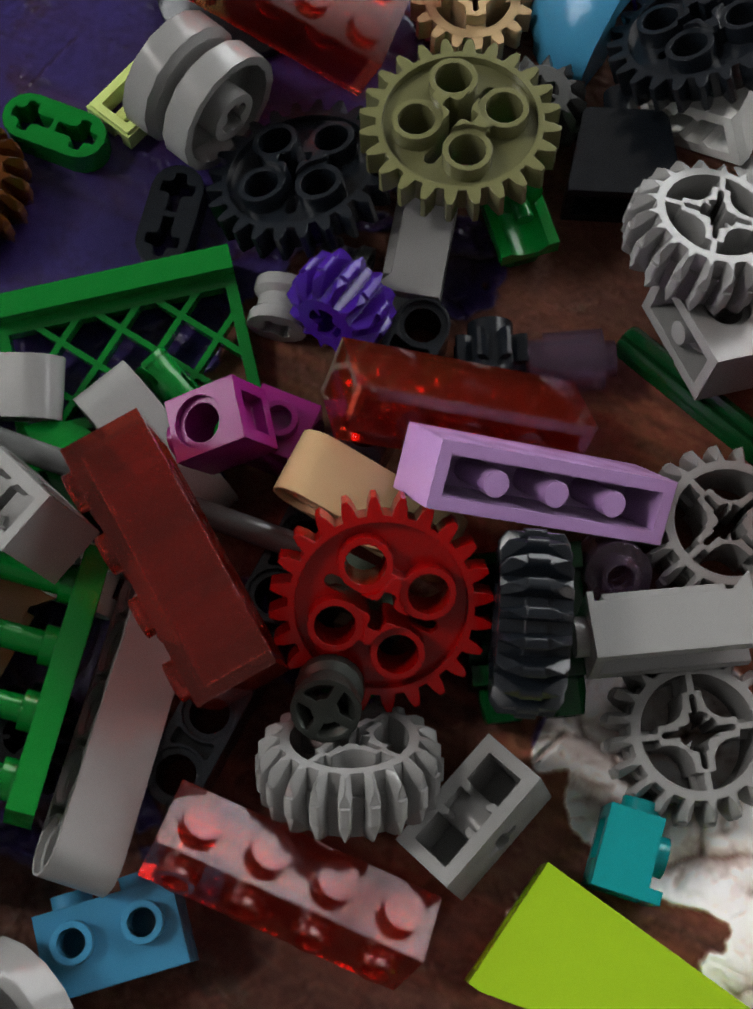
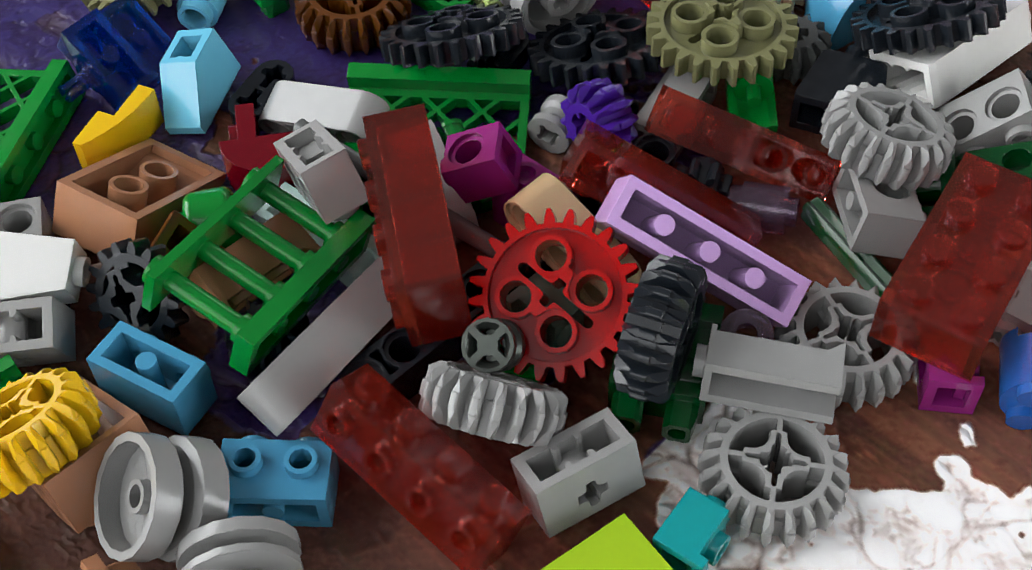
camera: 20 degrees right, 20 degrees down
(106, 217) = (452, 35): none -> black gear
(524, 282) = (742, 144): none -> clear red slope

